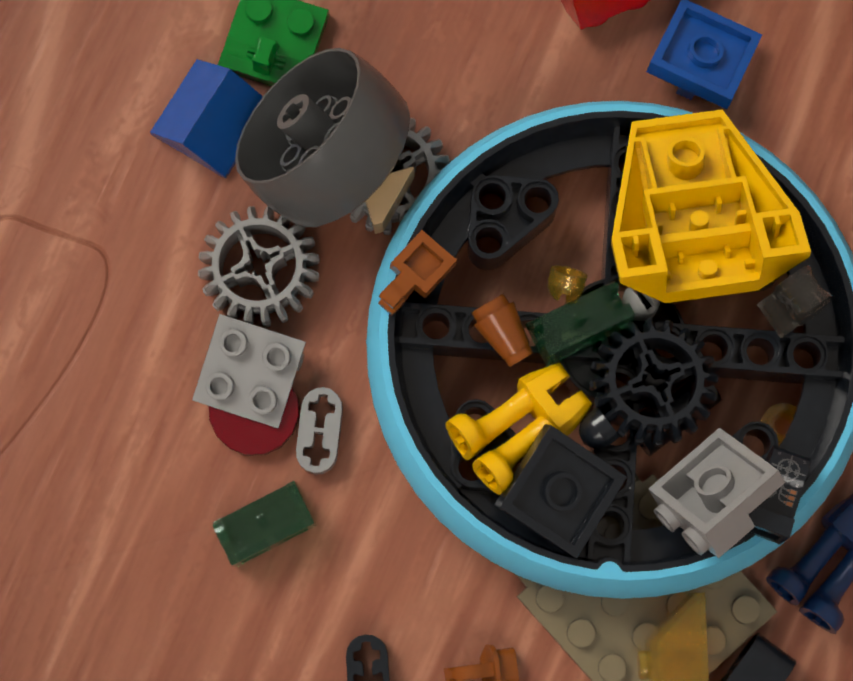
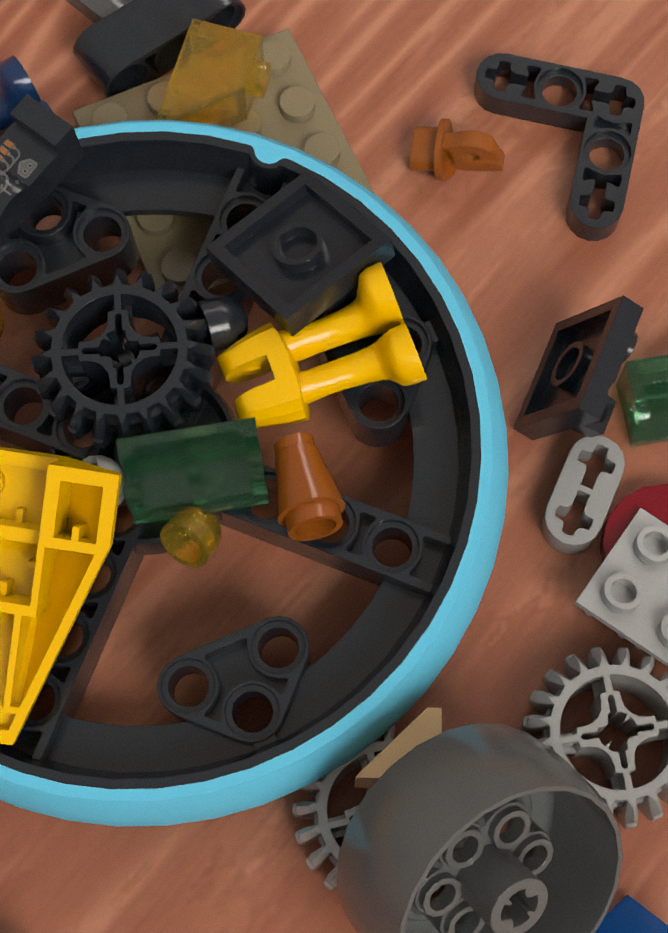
camera: 165 degrees left, 10 degrees down
(345, 505) = (579, 370): none -> black hinge
(418, 268) = (395, 611): dark orange plate -> none
(714, 493) = (98, 180): light grey plate -> none

